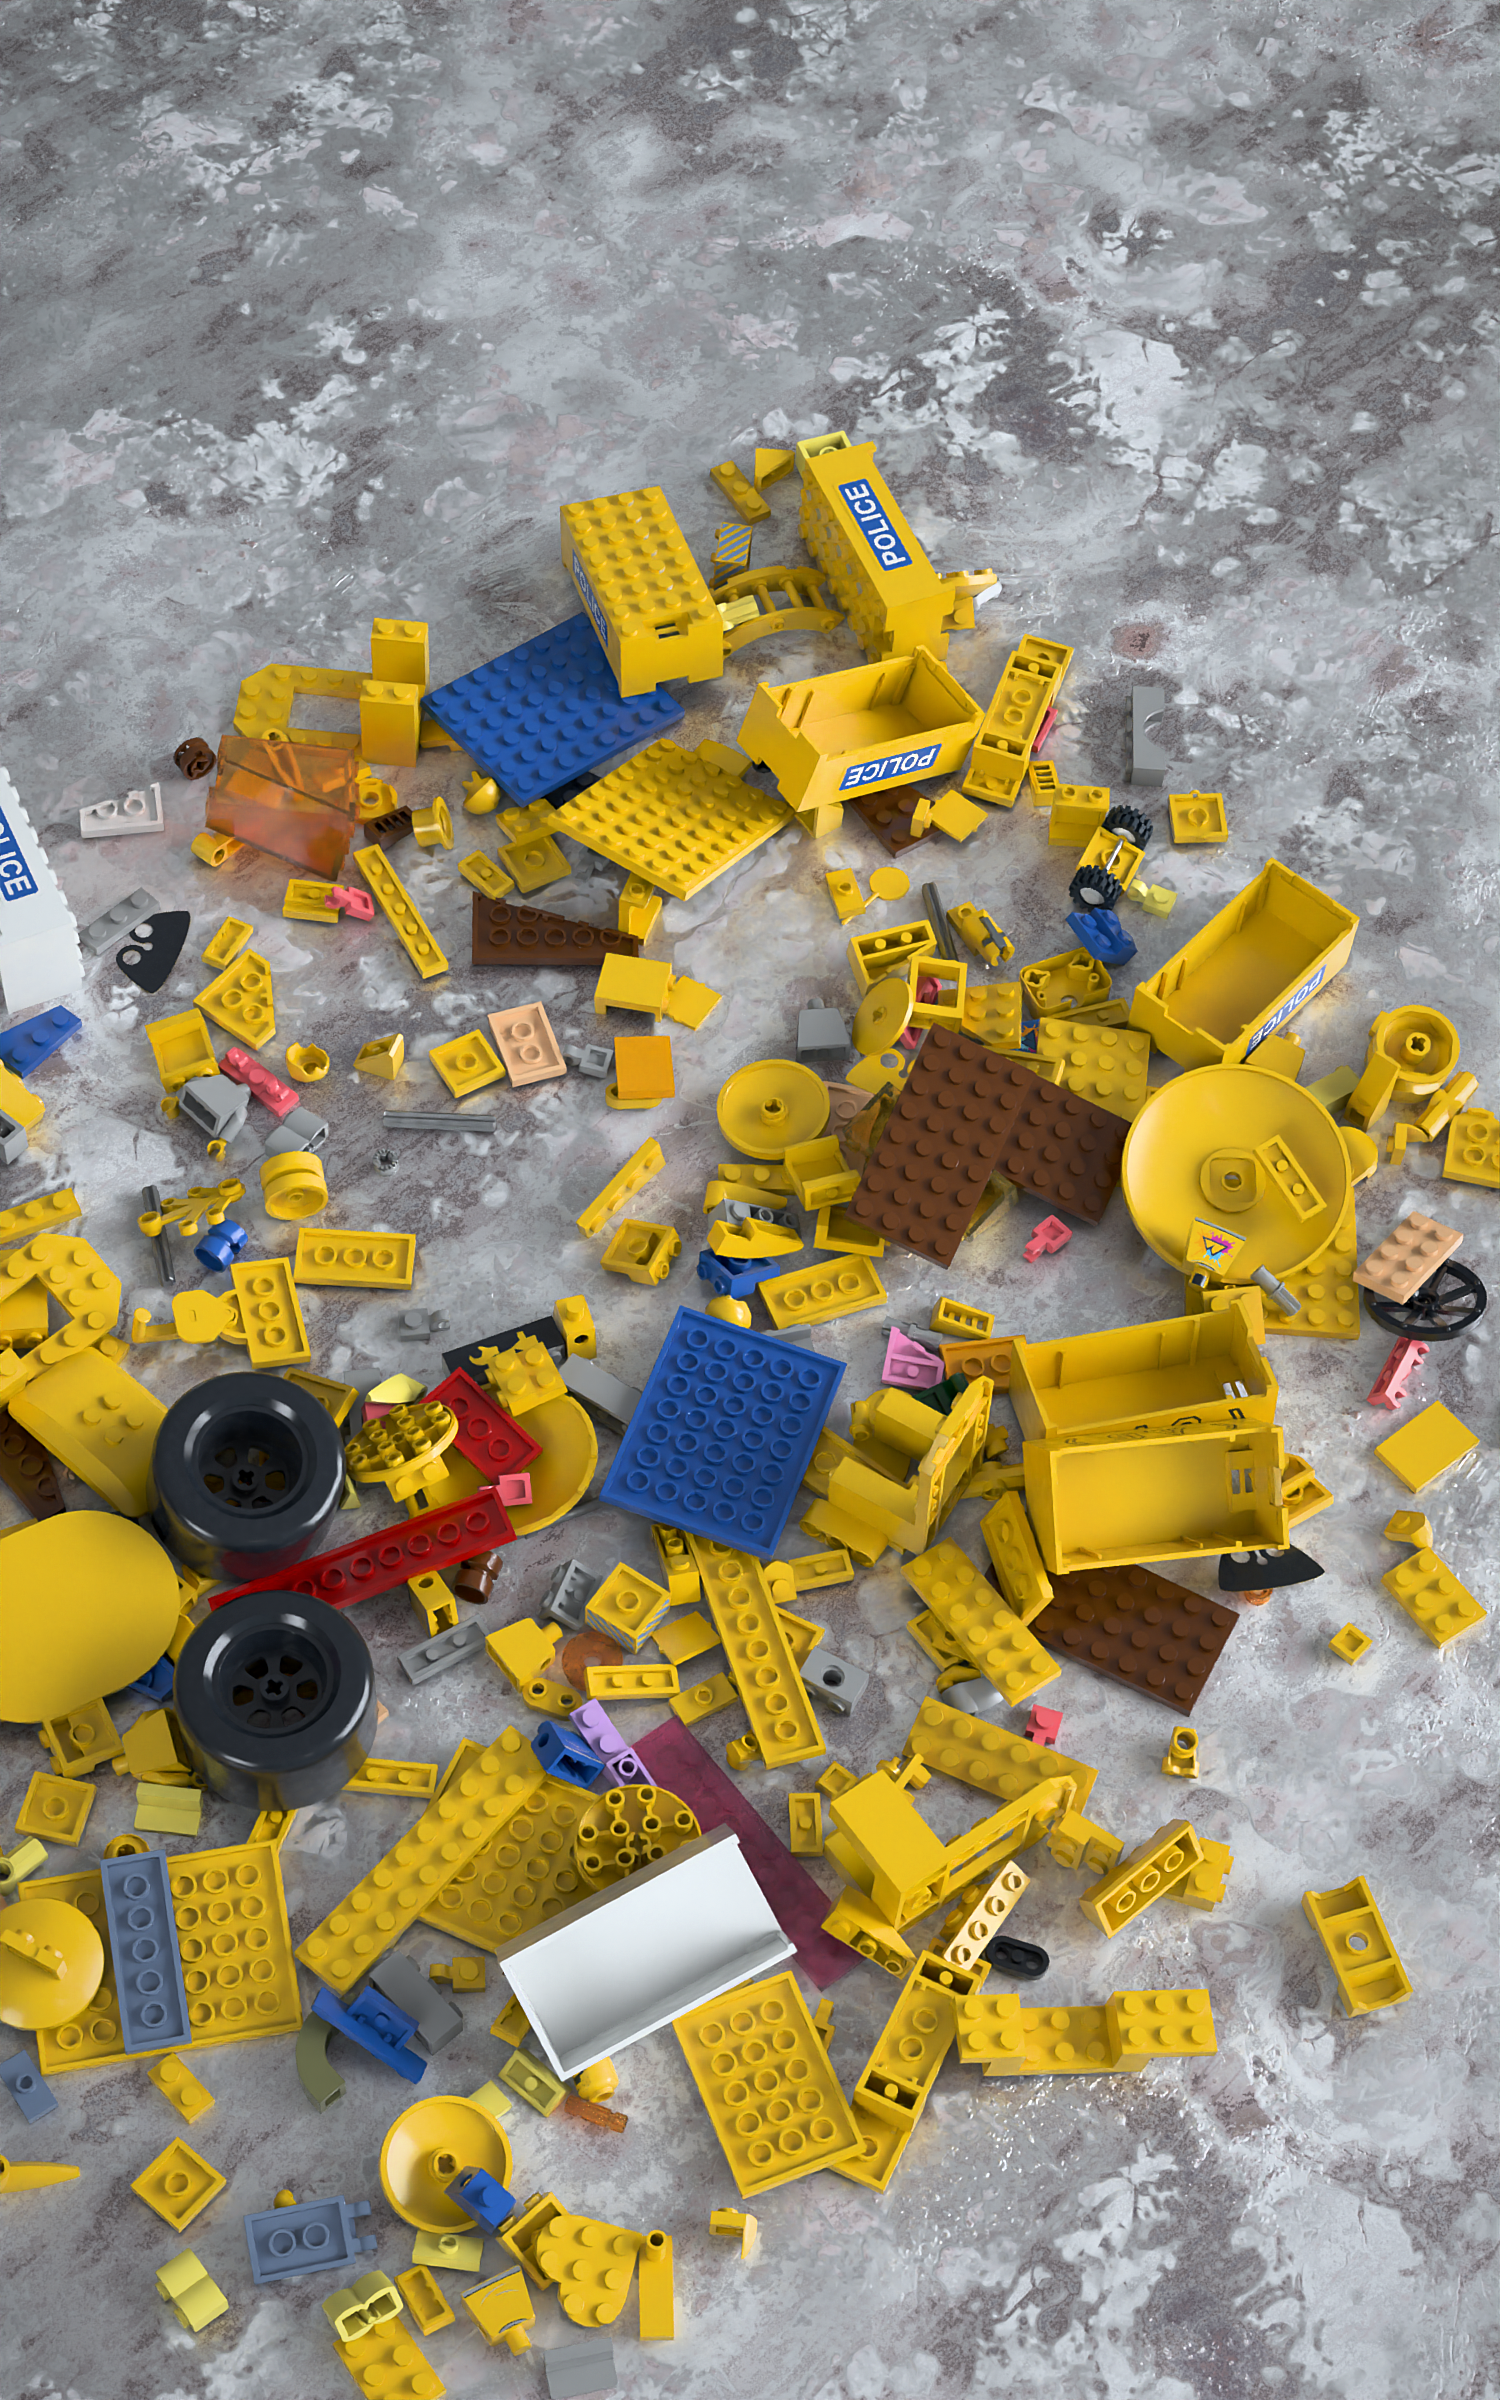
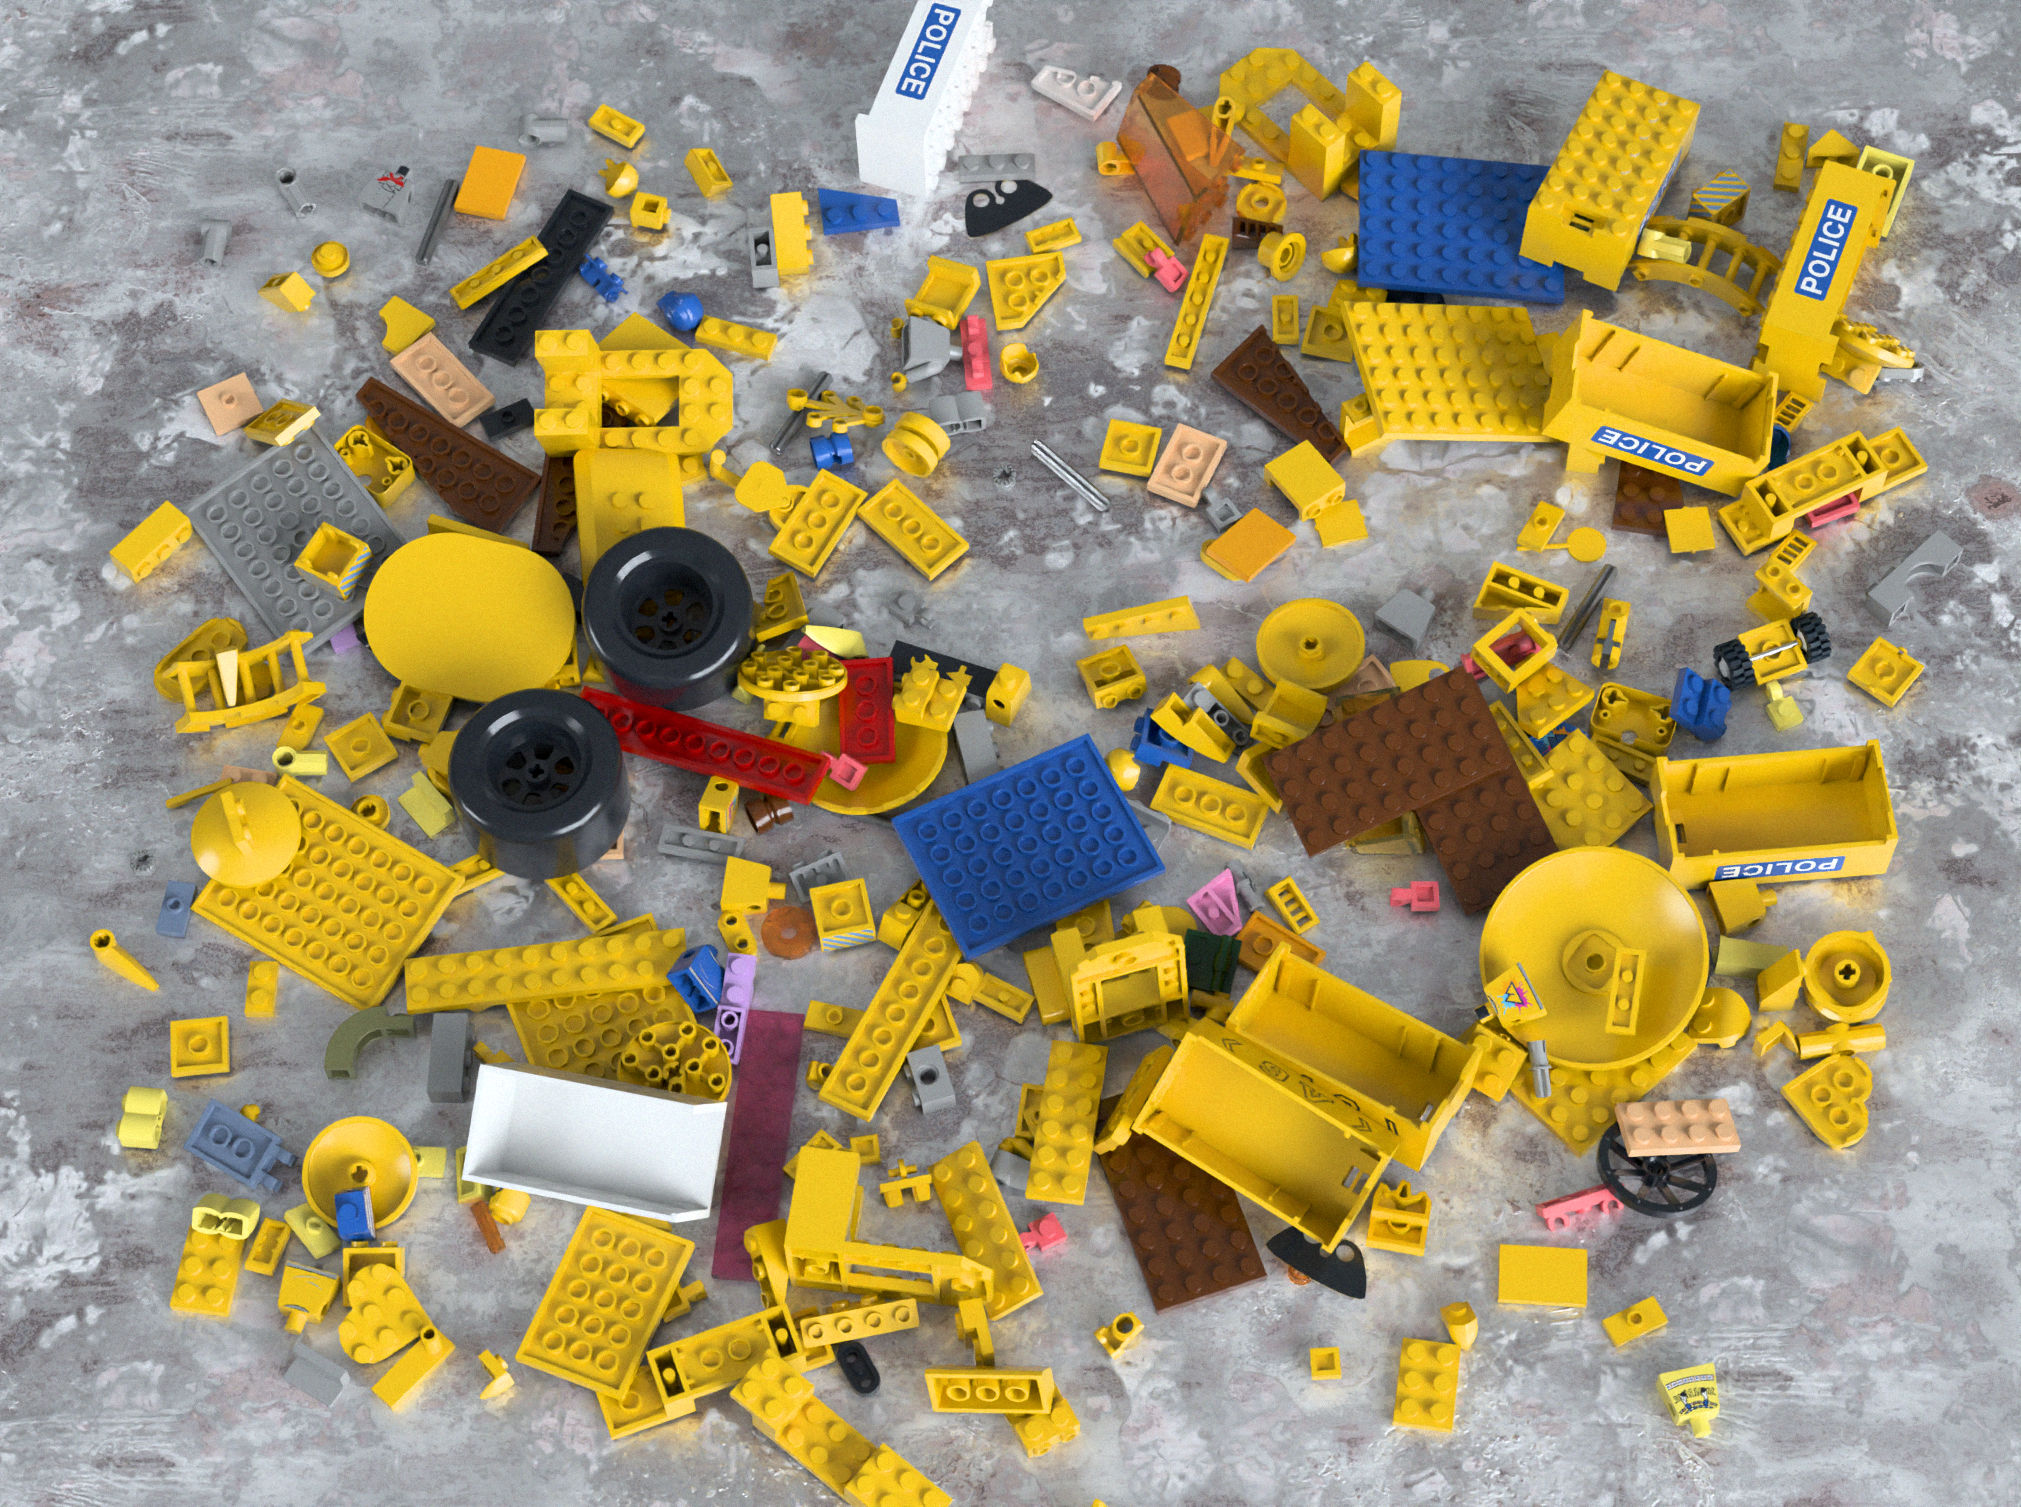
camera: 50 degrees right, 5 degrees up
(145, 1952) = (315, 881): sand blue plate -> none
(375, 2026) = (400, 1049): blue bracket -> none
(382, 1056) = (1076, 400): yellow slope -> none
(631, 1682) = (795, 966): yellow plate -> none
(685, 1638) = (863, 967): yellow piece -> none
(882, 1017) = (1459, 638): yellow piece -> none
(921, 818) = (1651, 510): yellow plate -> none

